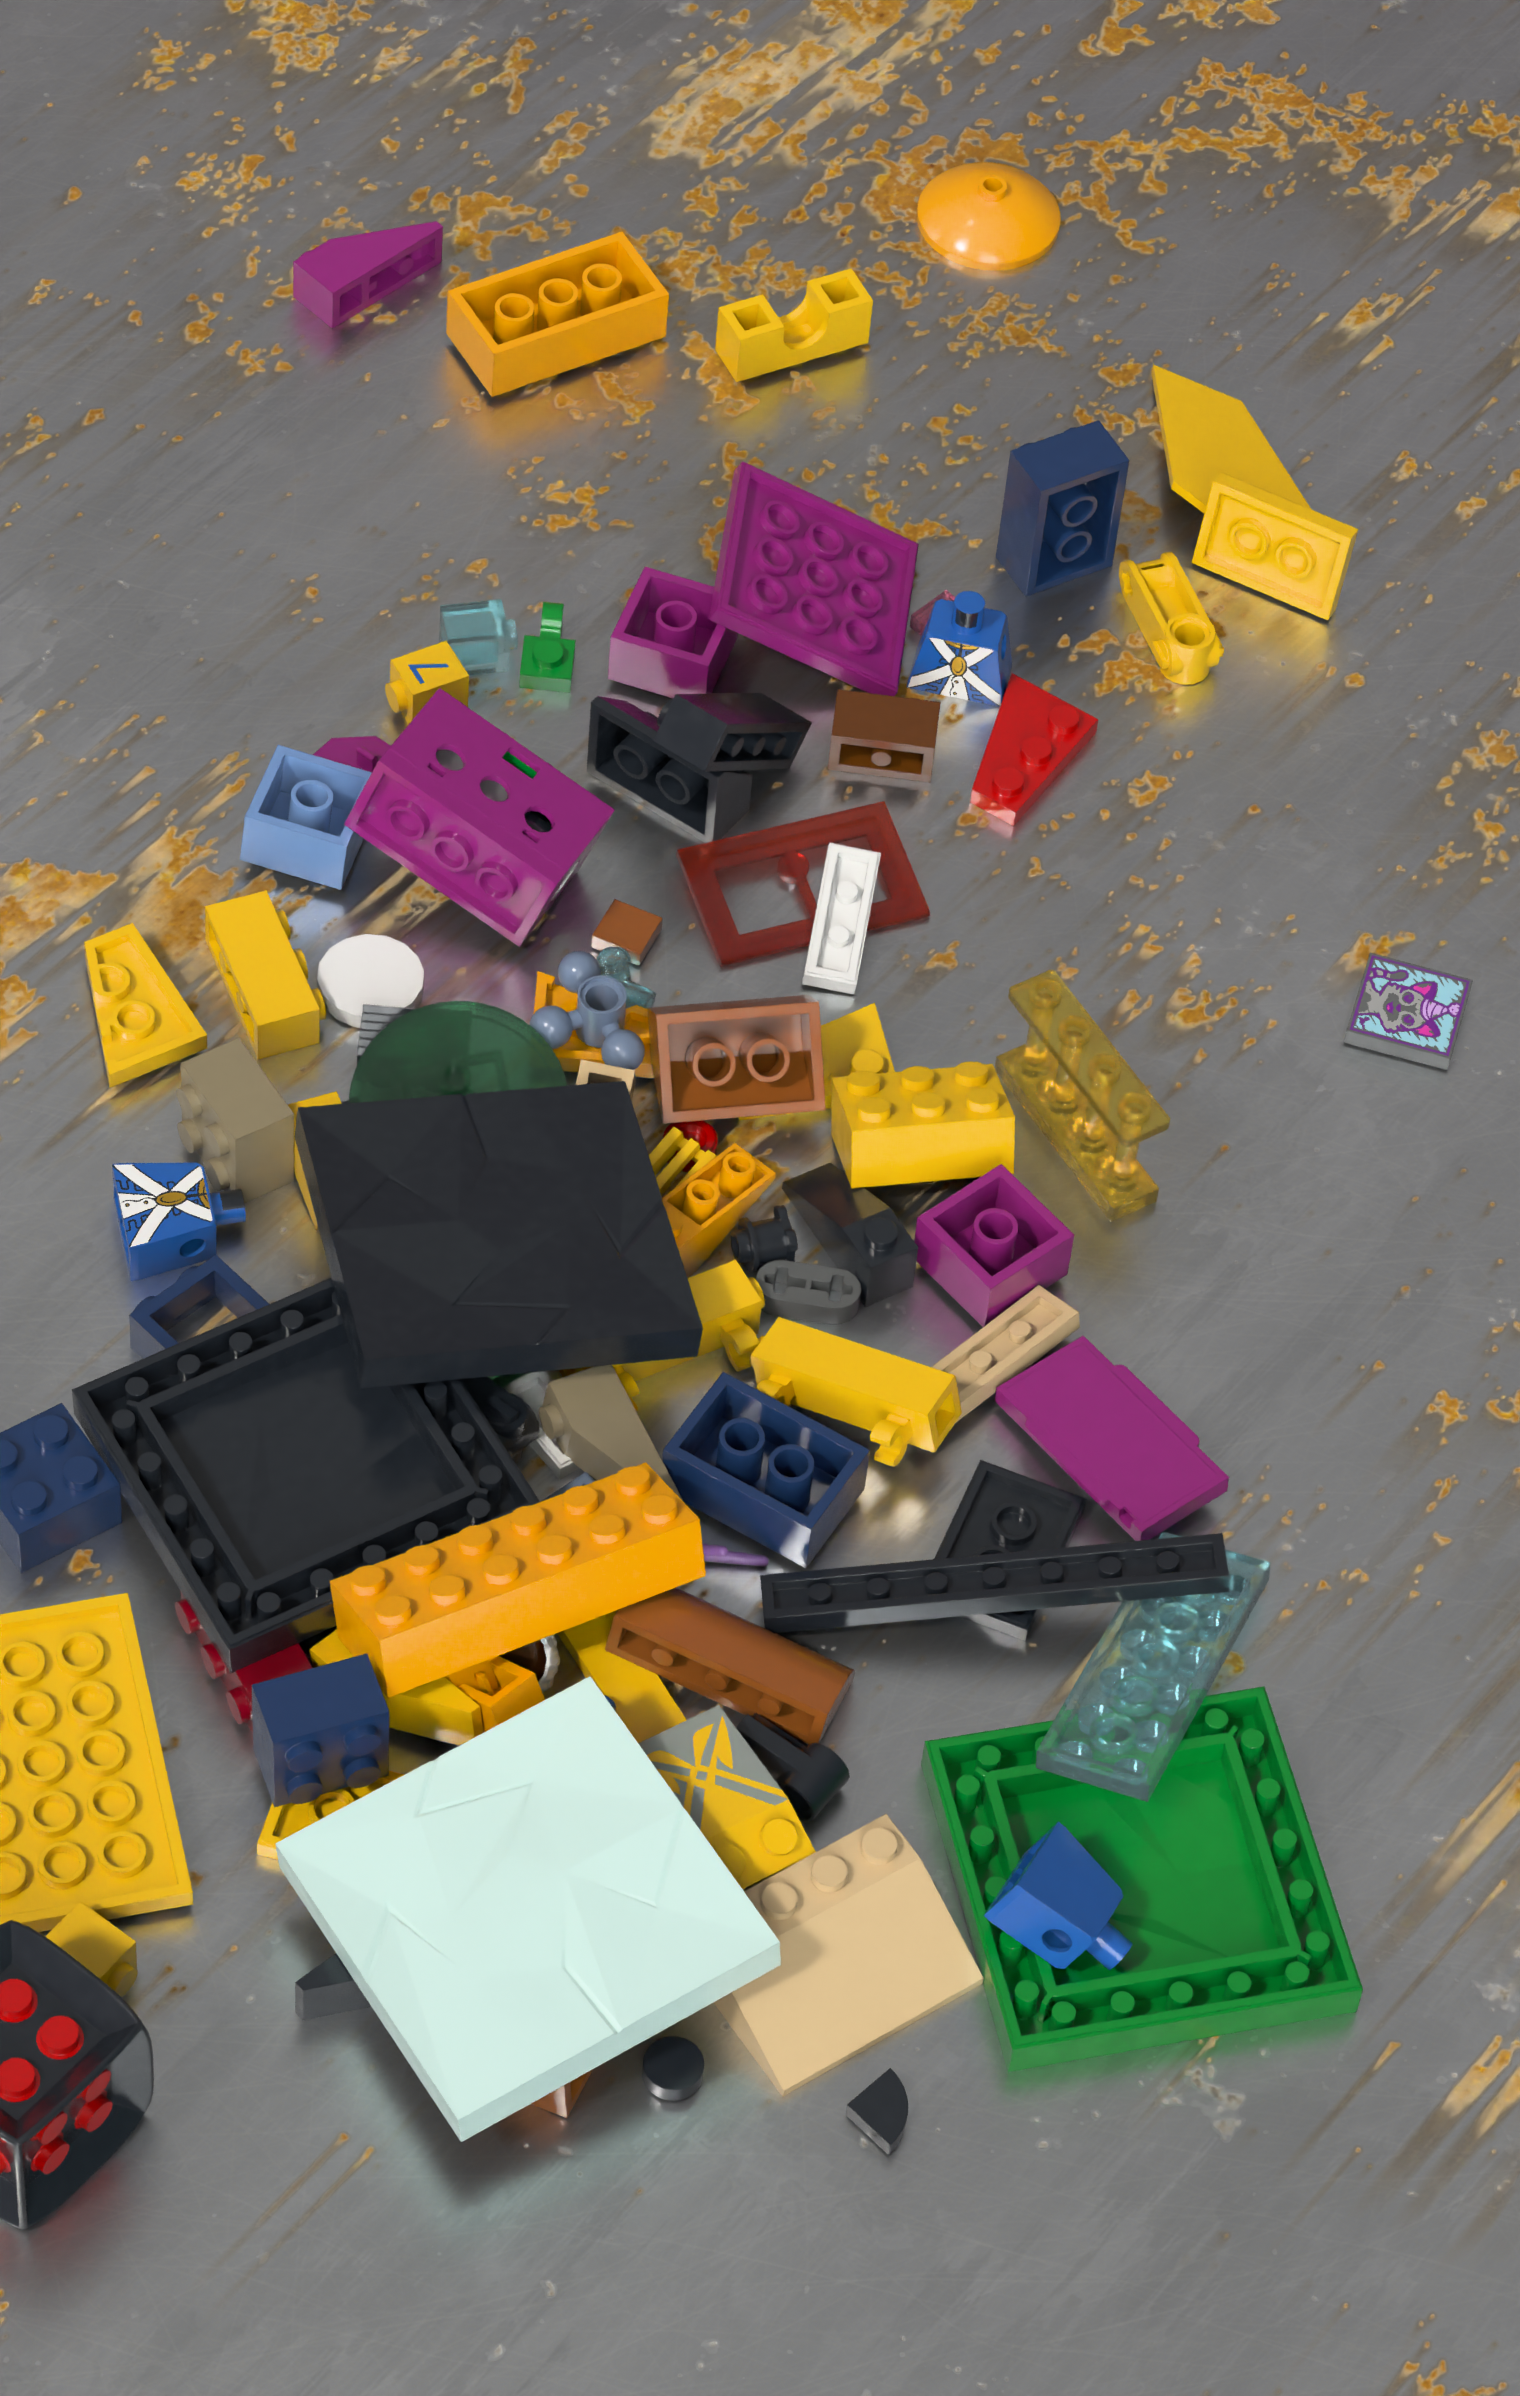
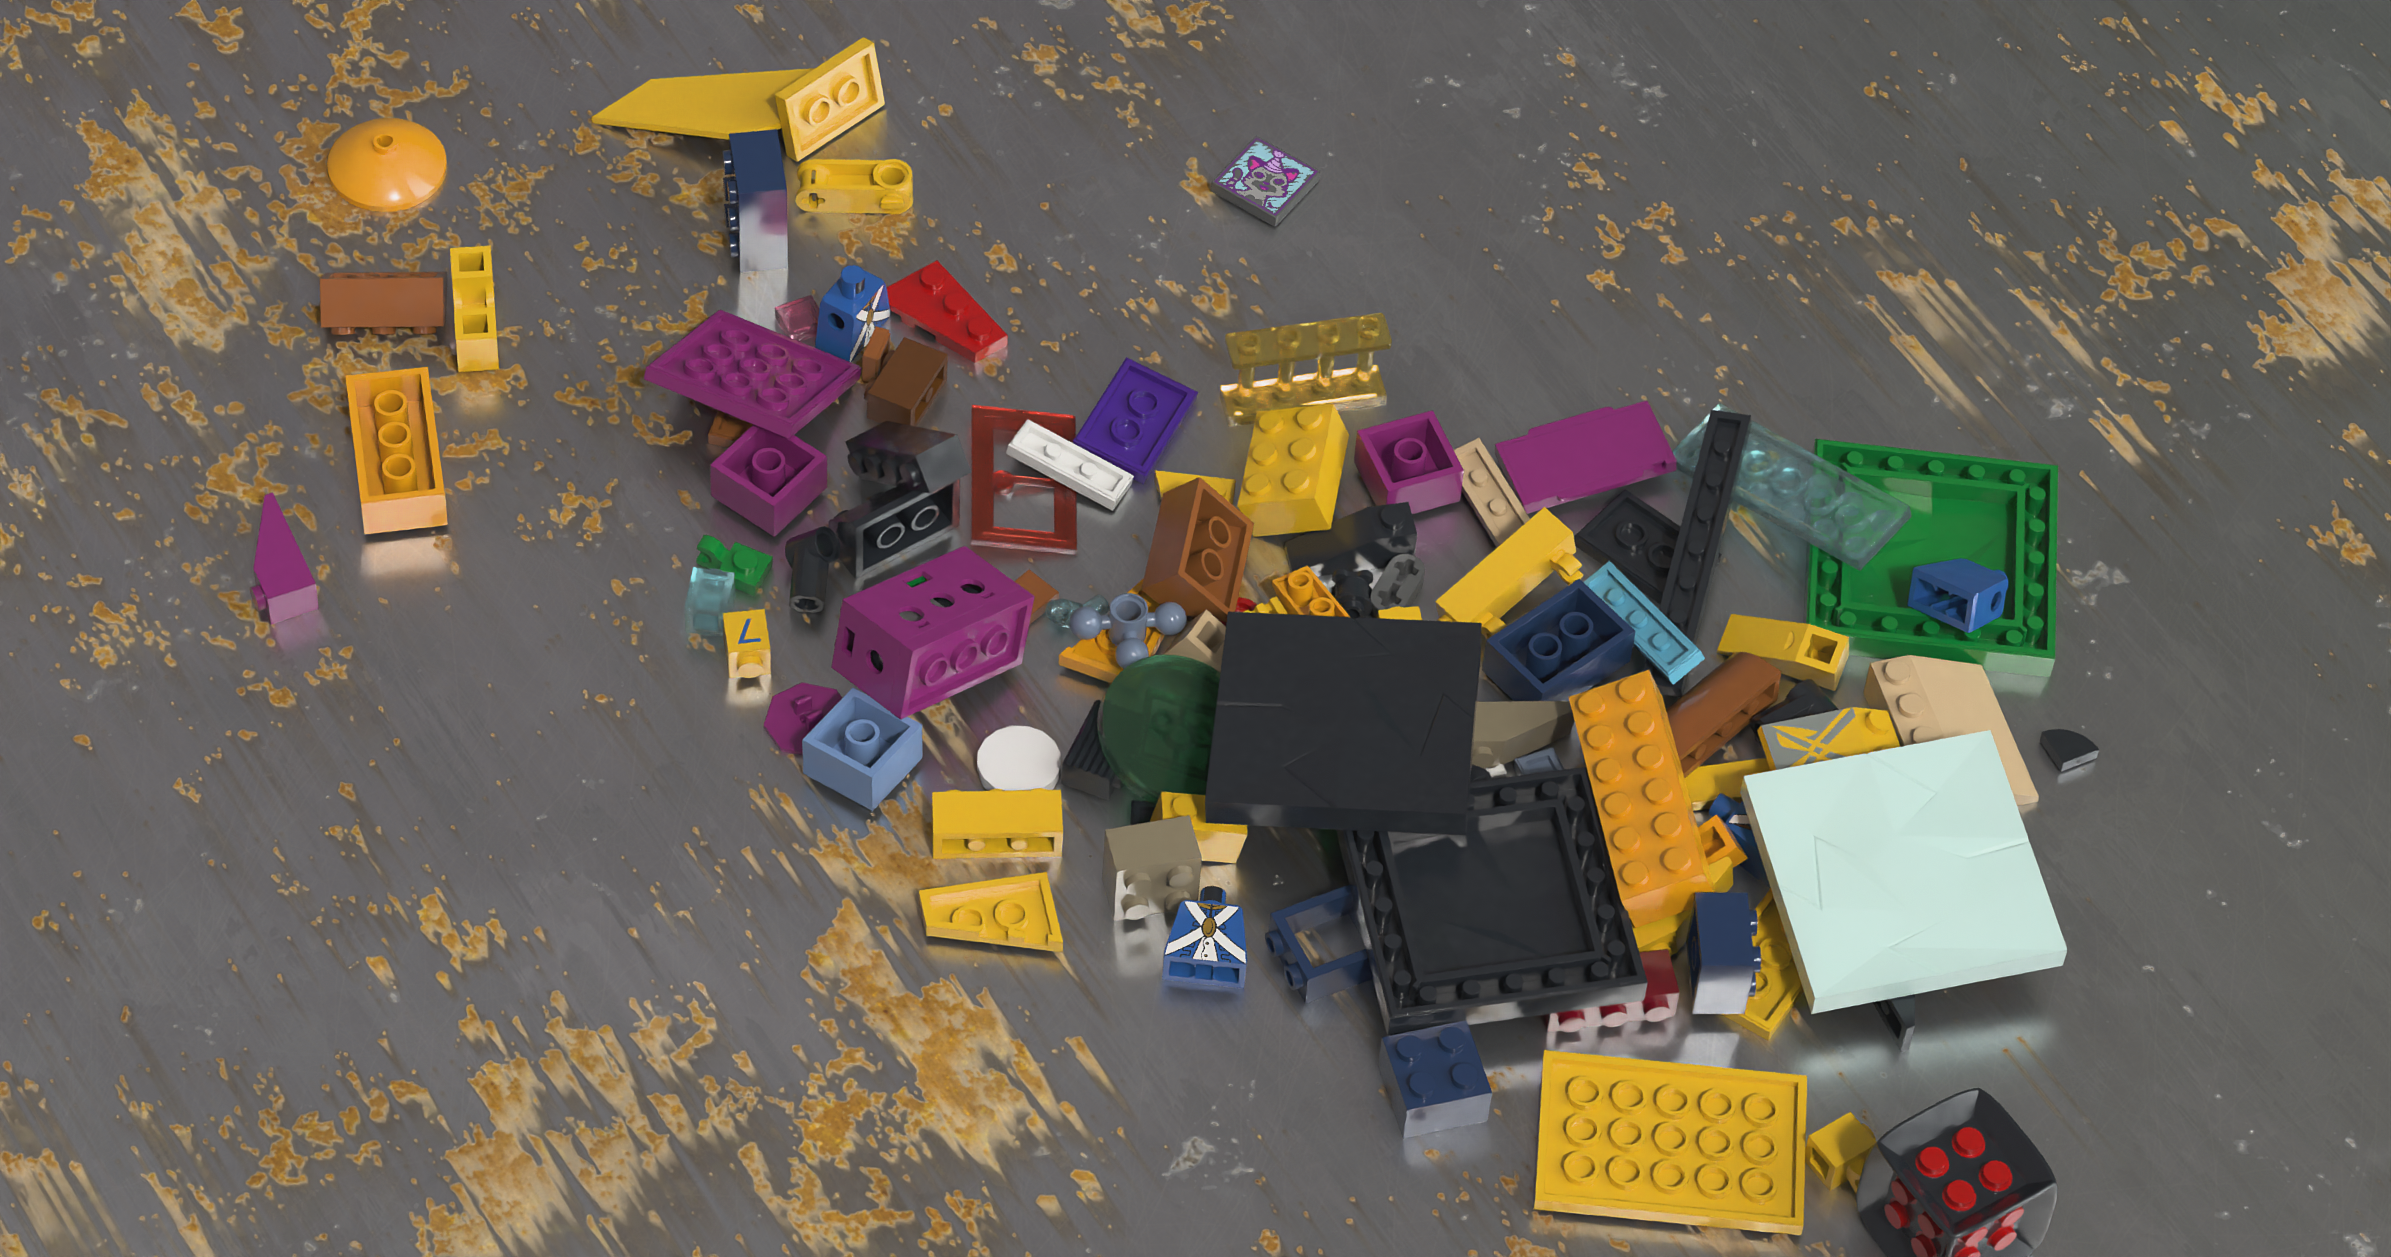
camera: 70 degrees left, 0 degrees up
(552, 713) = (810, 559): none -> black piece
(768, 242) = (383, 301): none -> dark orange slope
(850, 1549) = (1655, 634): none -> medium azure tile
(888, 1736) = (1792, 647): none -> yellow slope
(918, 685) = (875, 354): none -> dark orange tile
(945, 967) = (1136, 419): none -> dark purple tile

